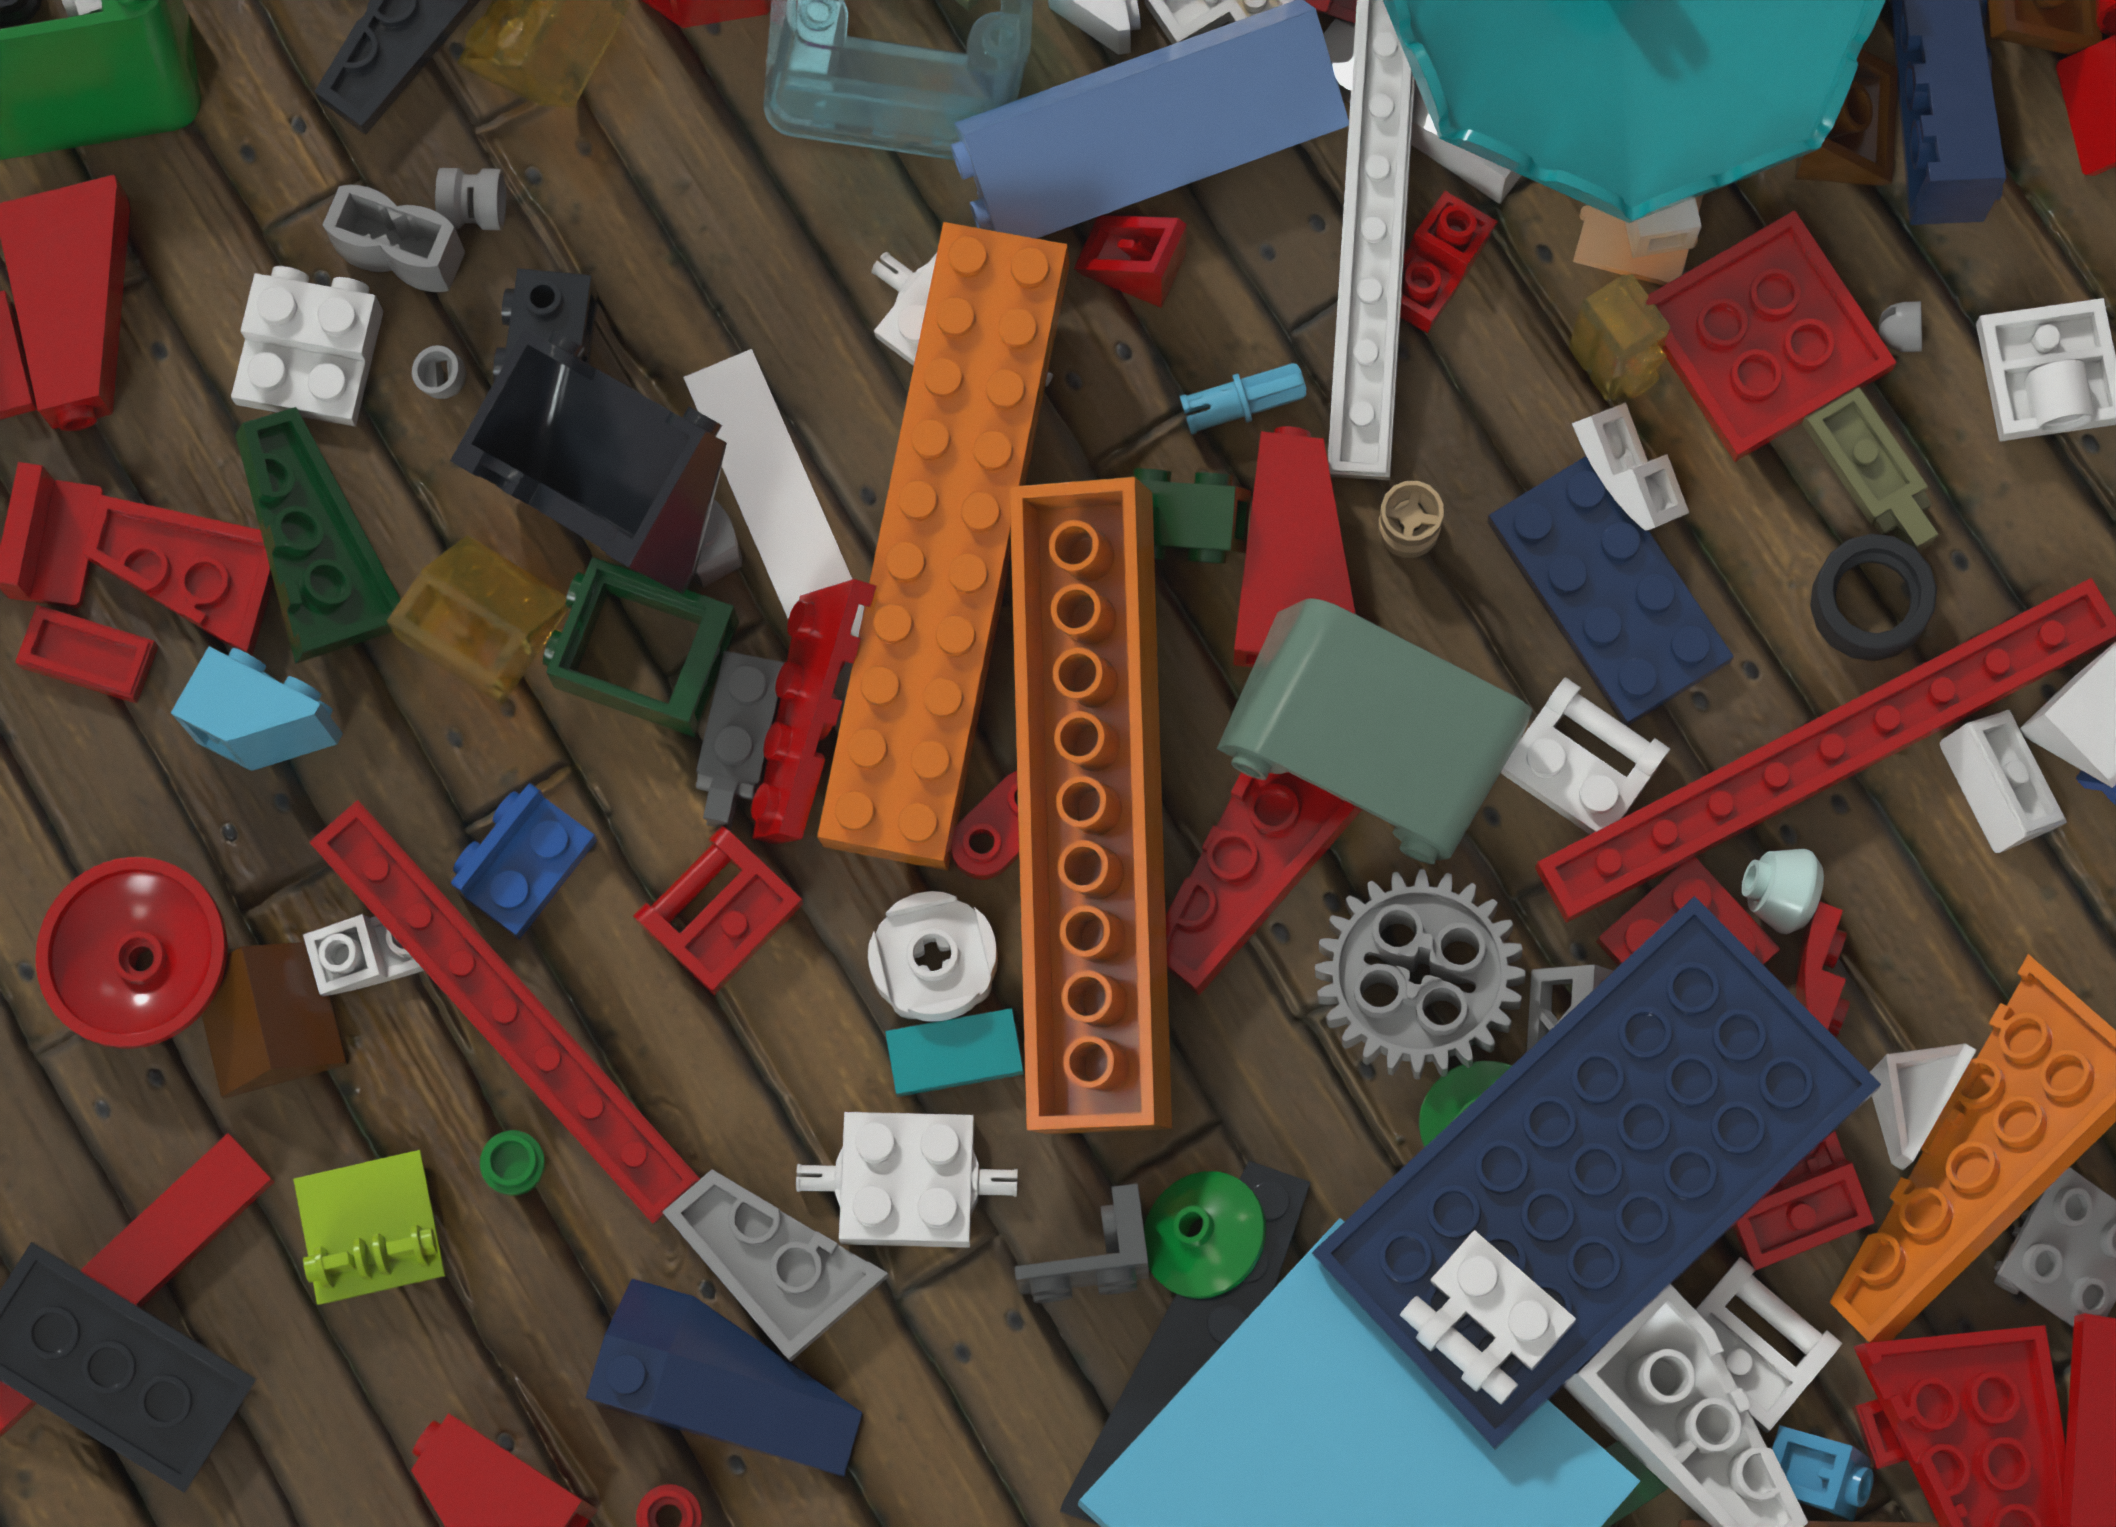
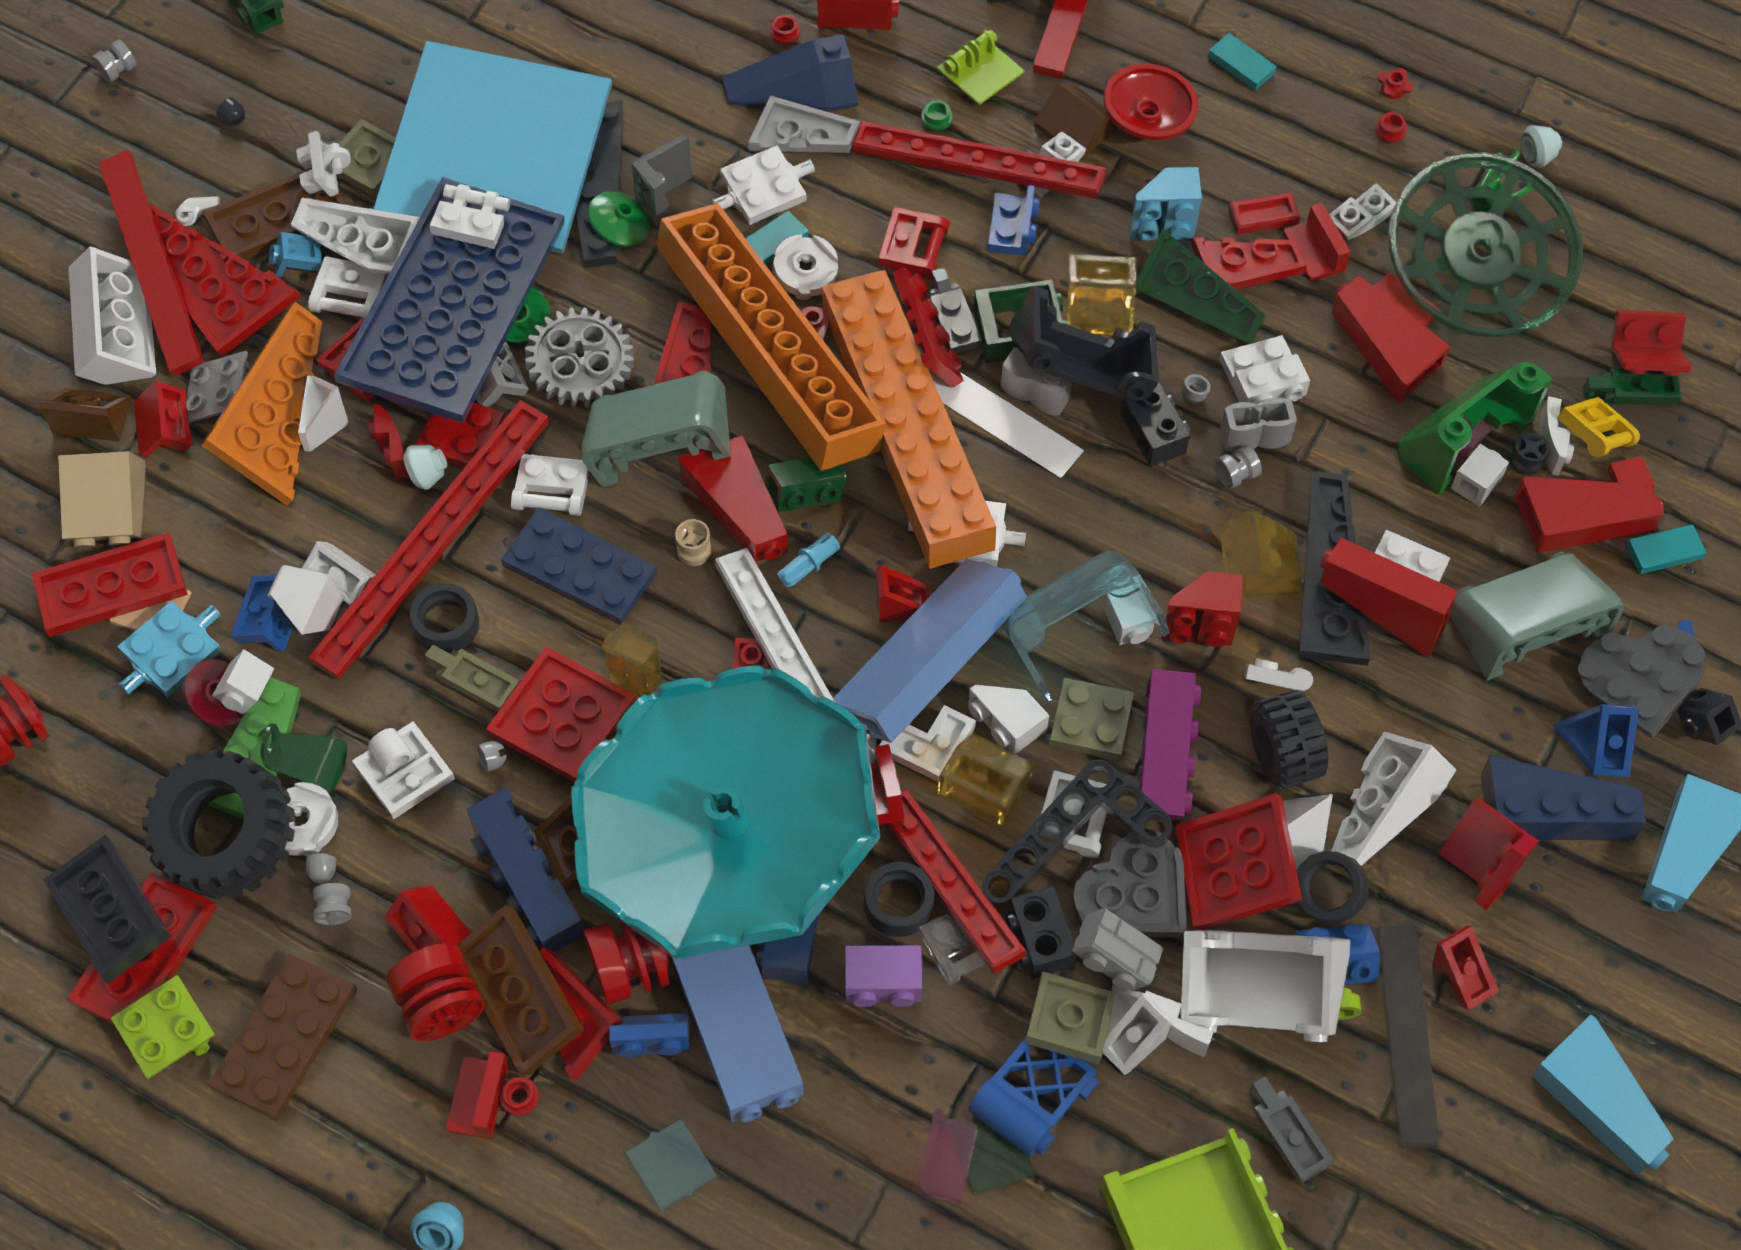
camera: 145 degrees right, 15 degrees down
(1640, 486) = (593, 613): white slope -> none

